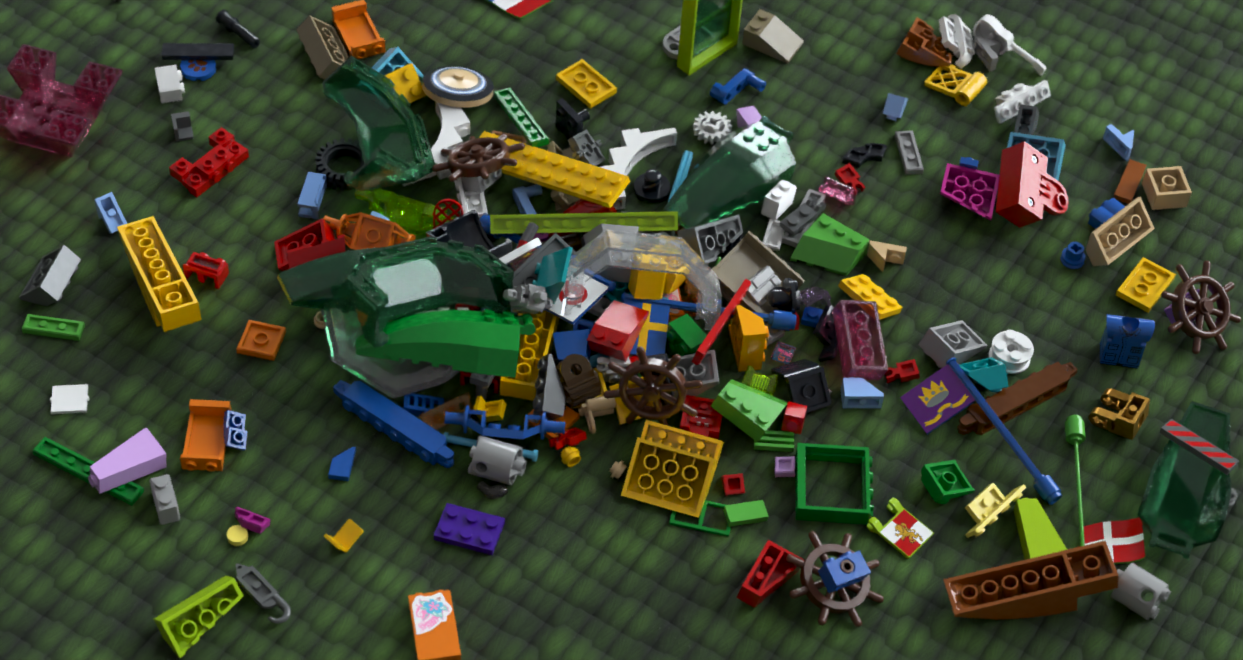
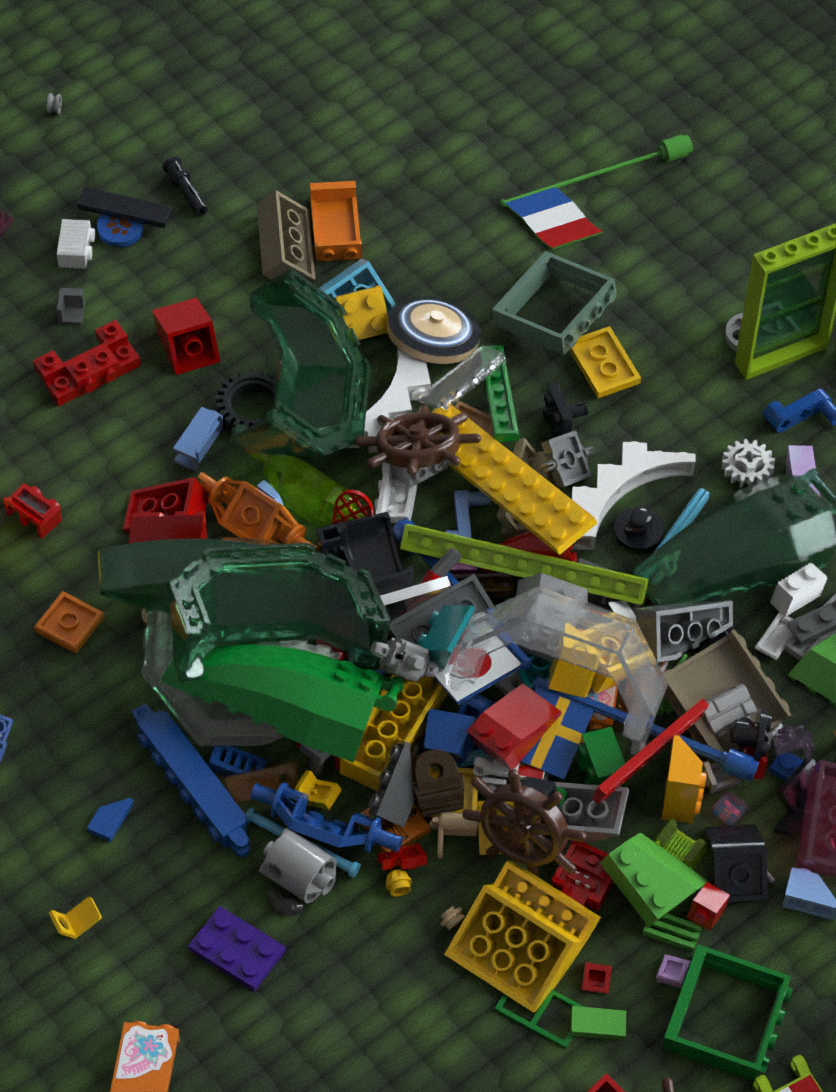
camera: 20 degrees right, 5 degrees up
(277, 127) = (186, 335): none -> red slope
(491, 113) = (463, 378): none -> clear windscreen
(539, 29) = (545, 266): none -> sand green window

